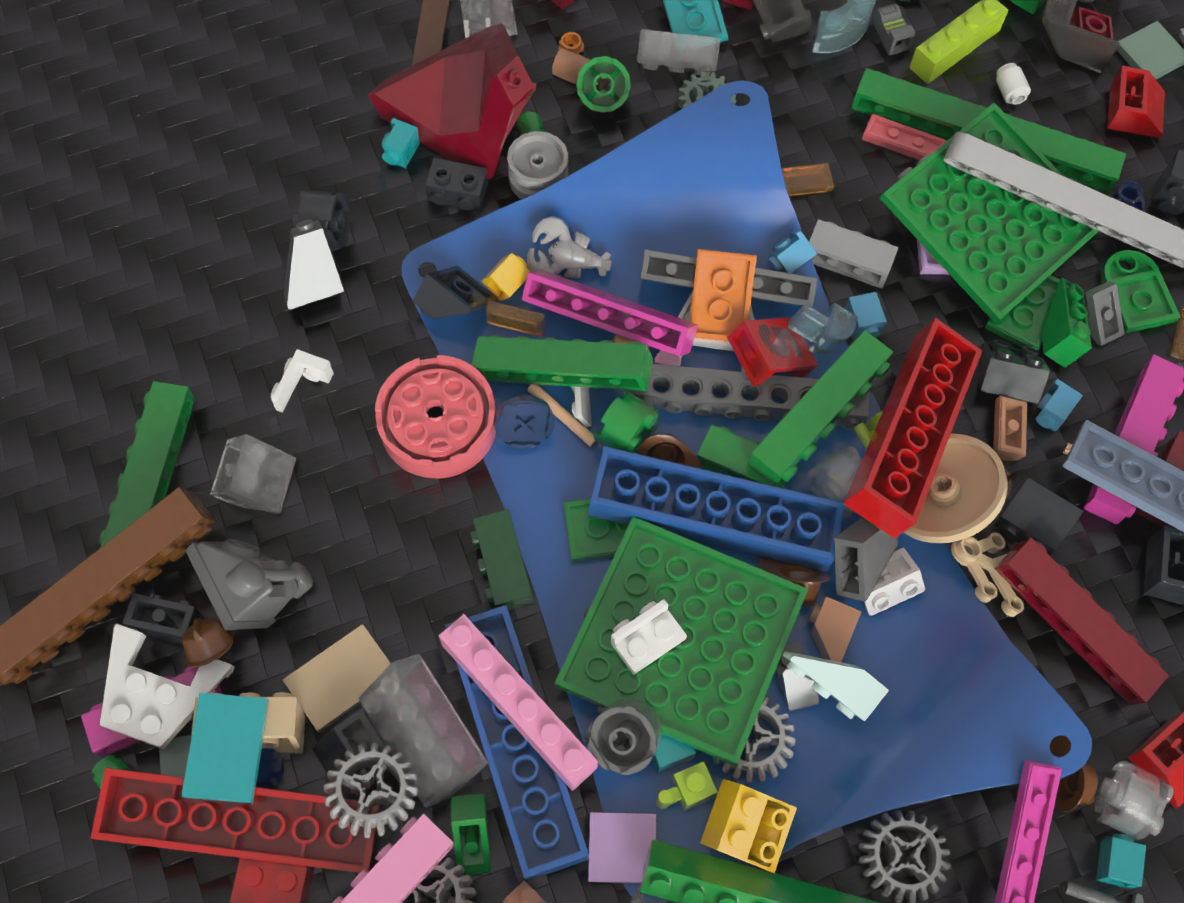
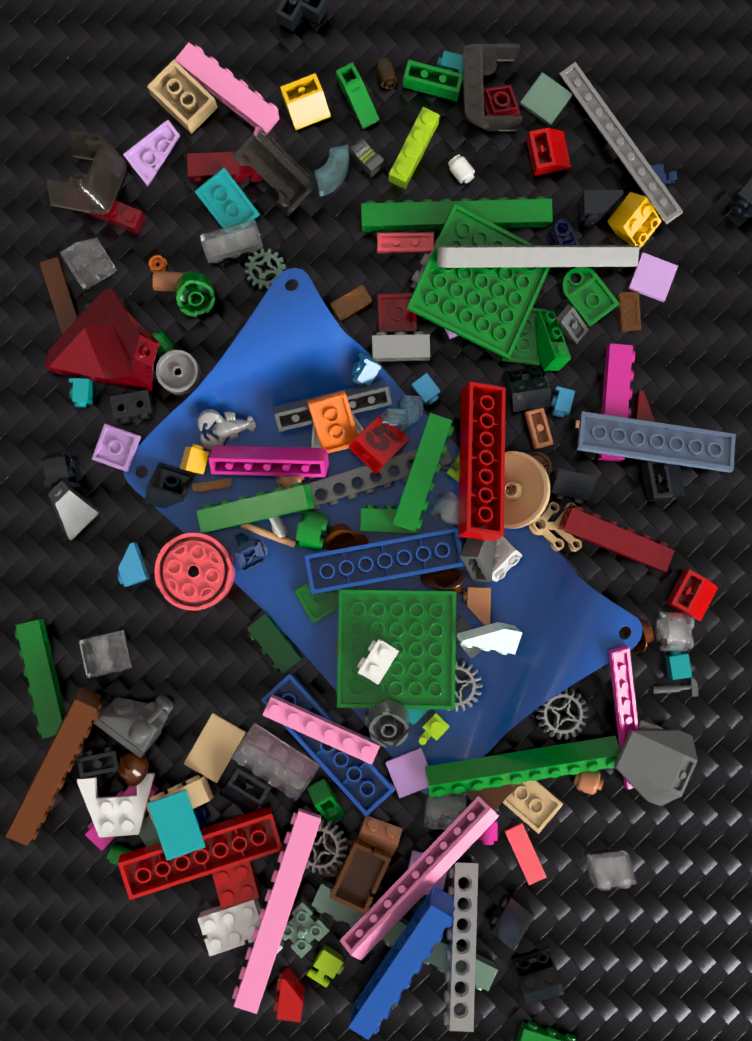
camera: 25 degrees left, 20 degrees up
(303, 363) = (93, 577): white bracket -> none
(352, 378) = (132, 567): none -> dark azure slope
(358, 784) = (248, 812): light grey gear -> none
(409, 227) = (116, 447): none -> lavender tile
(748, 825) = (472, 737): yellow slope -> none
(861, 210) = (393, 314): none -> dark red plate

